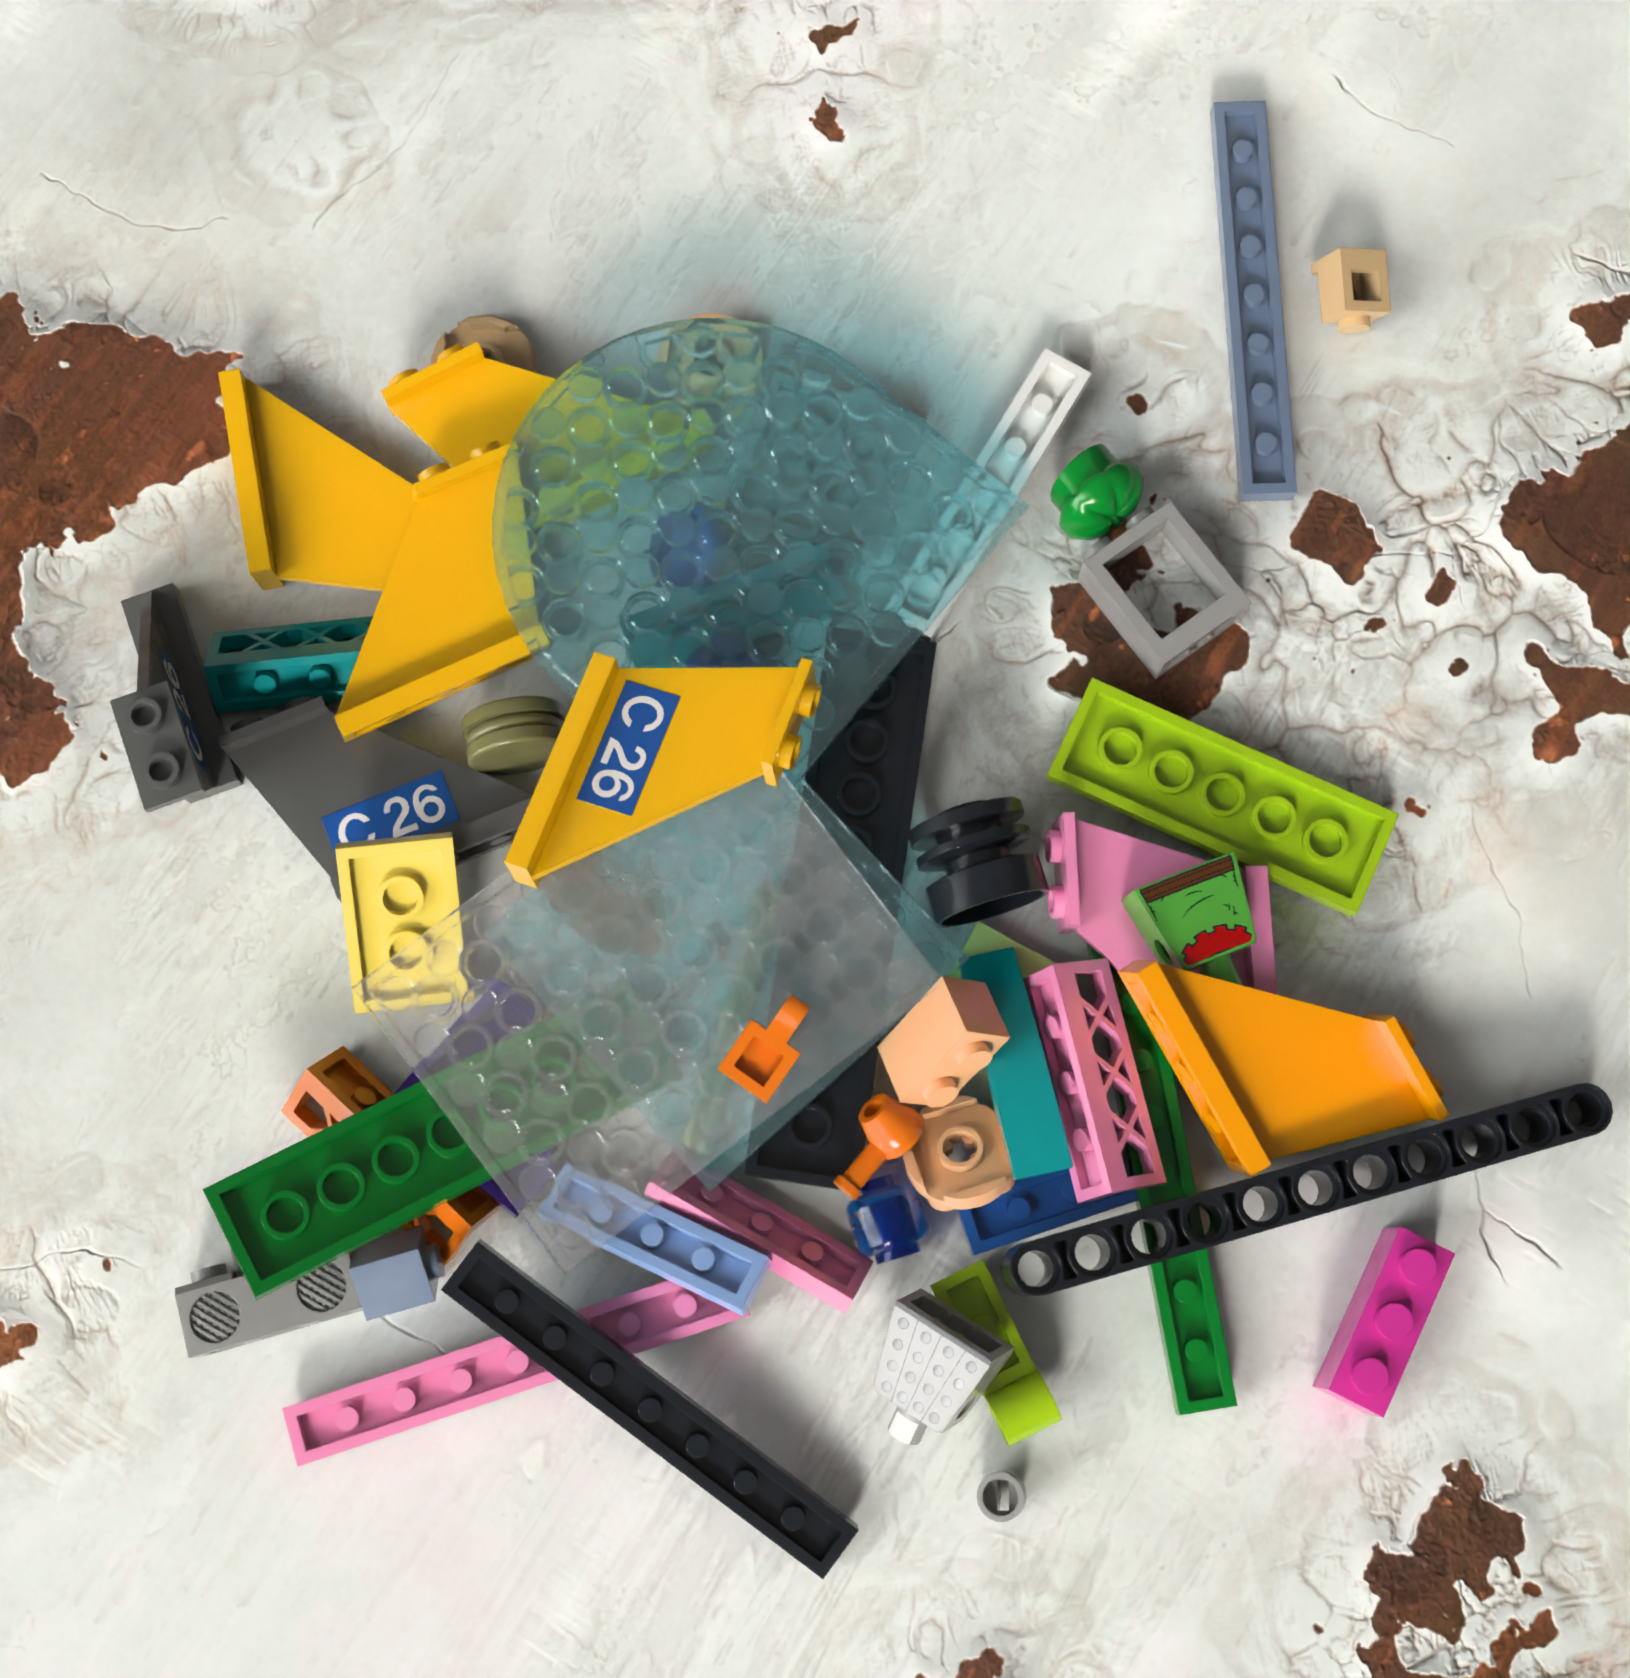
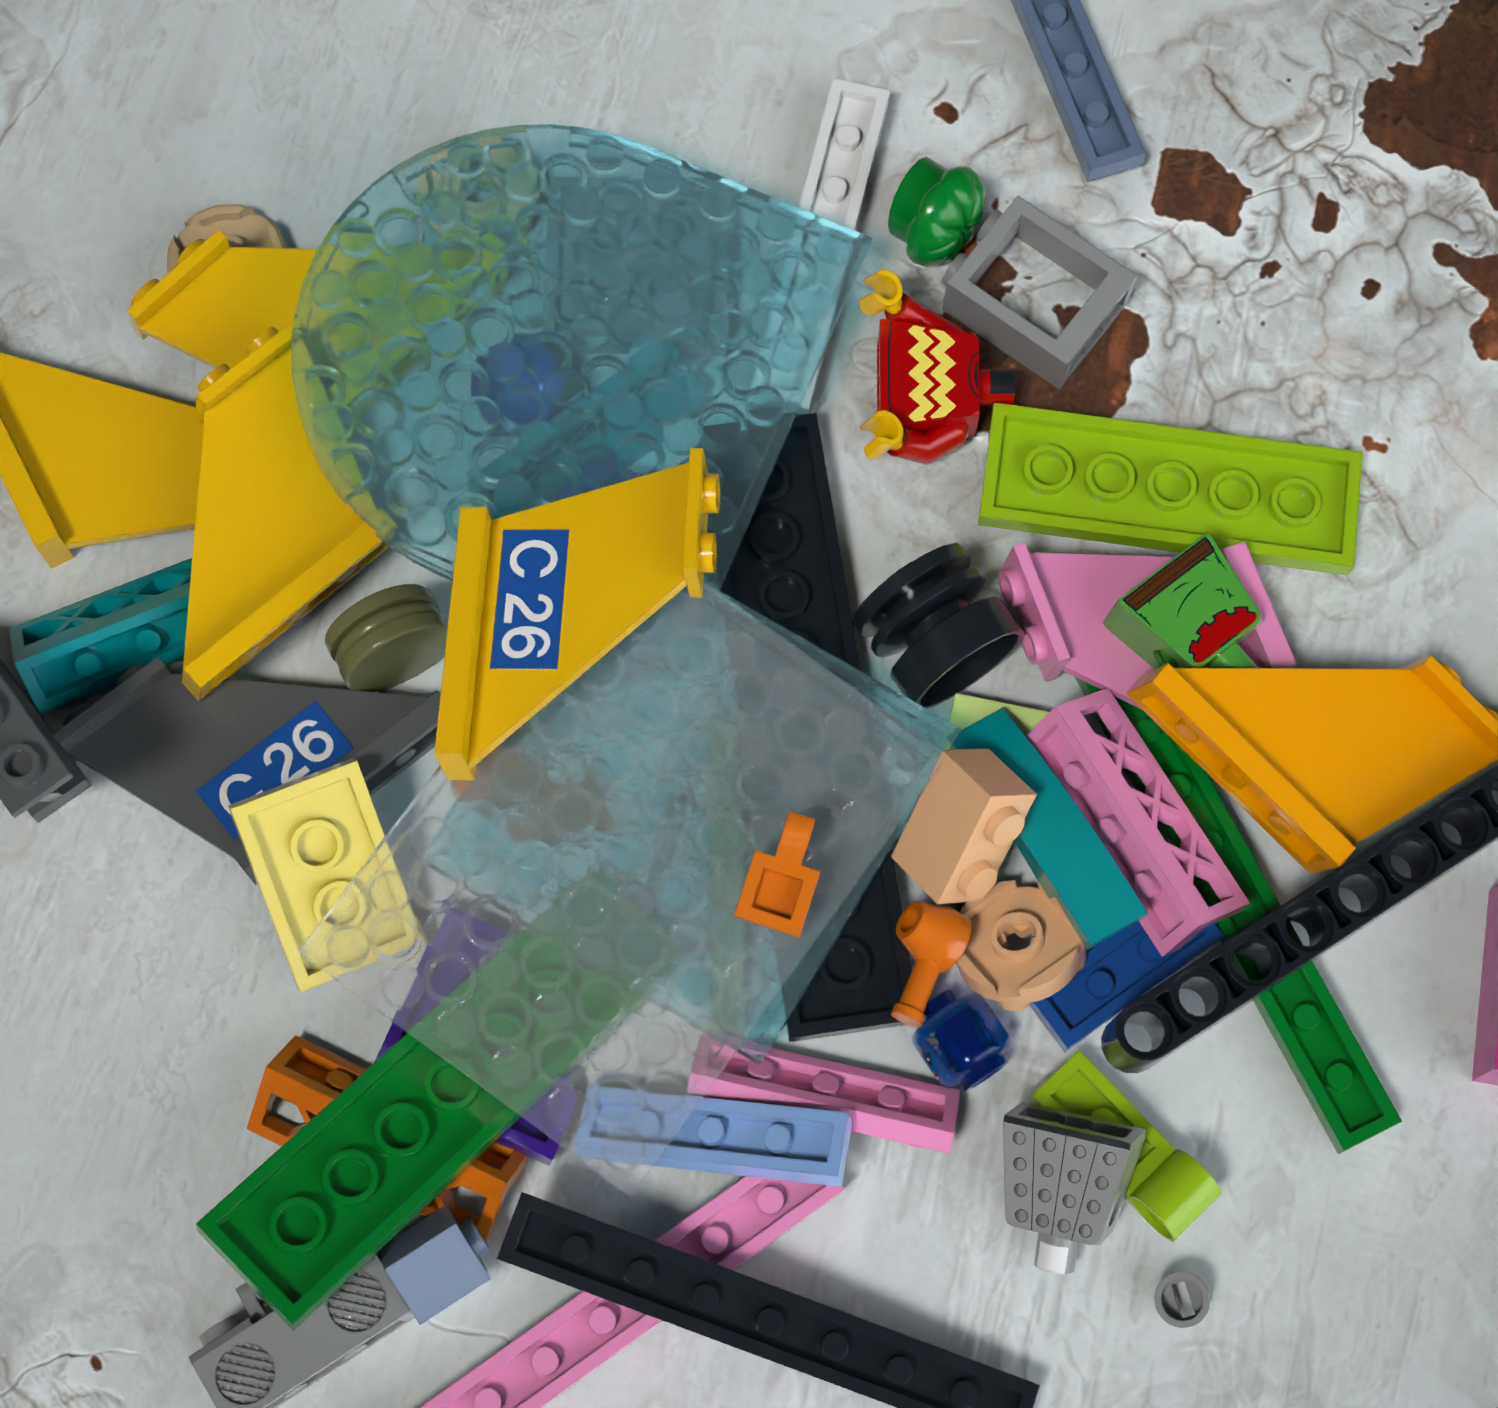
camera: 20 degrees left, 5 degrees down
(1039, 640) = (925, 378): none -> red torso

